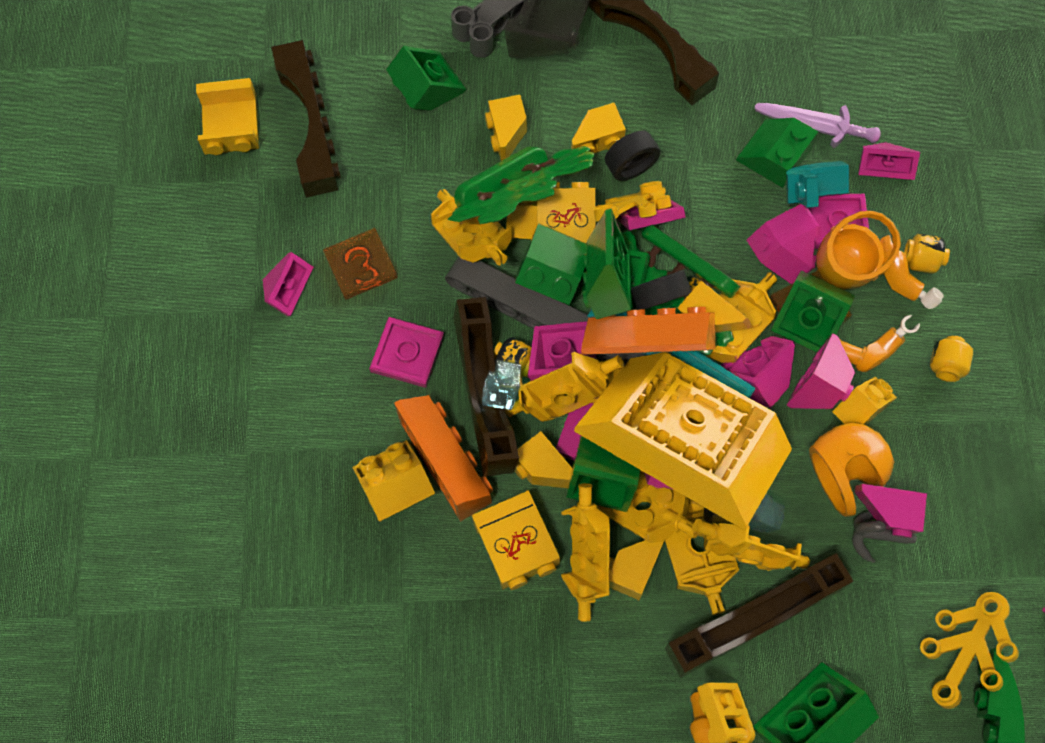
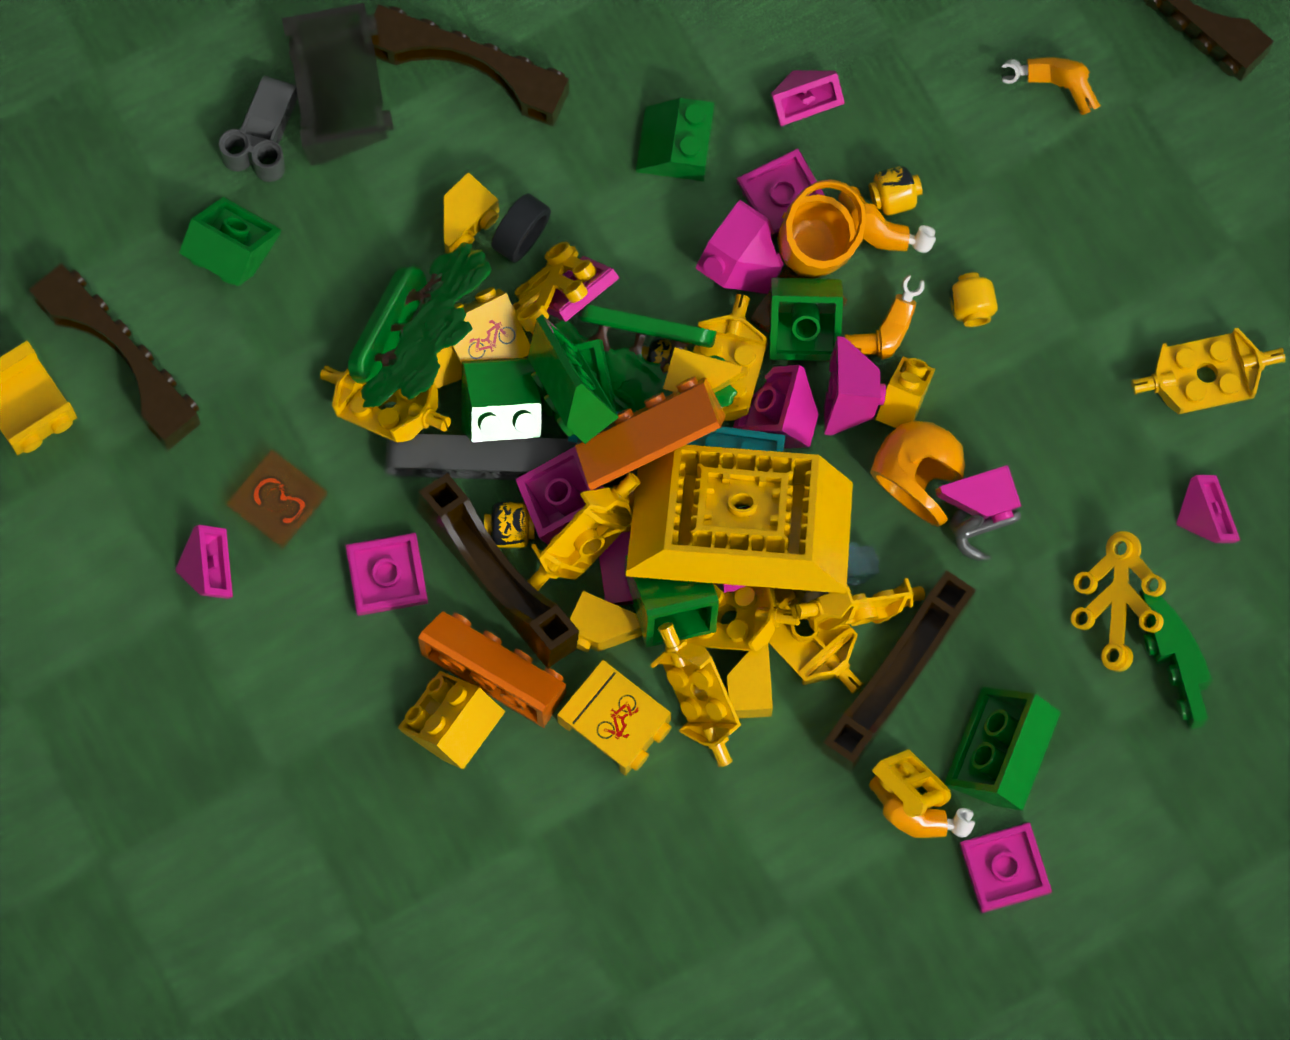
camera: 30 degrees left, 5 degrees up
(502, 385) = (518, 562): clear light blue brick -> none
(508, 123) = (356, 252): yellow slope -> none
(660, 290) = (635, 376): black tyre -> none
(810, 181) = (737, 162): teal arch -> none
(822, 122) = (707, 81): lavender sword -> none

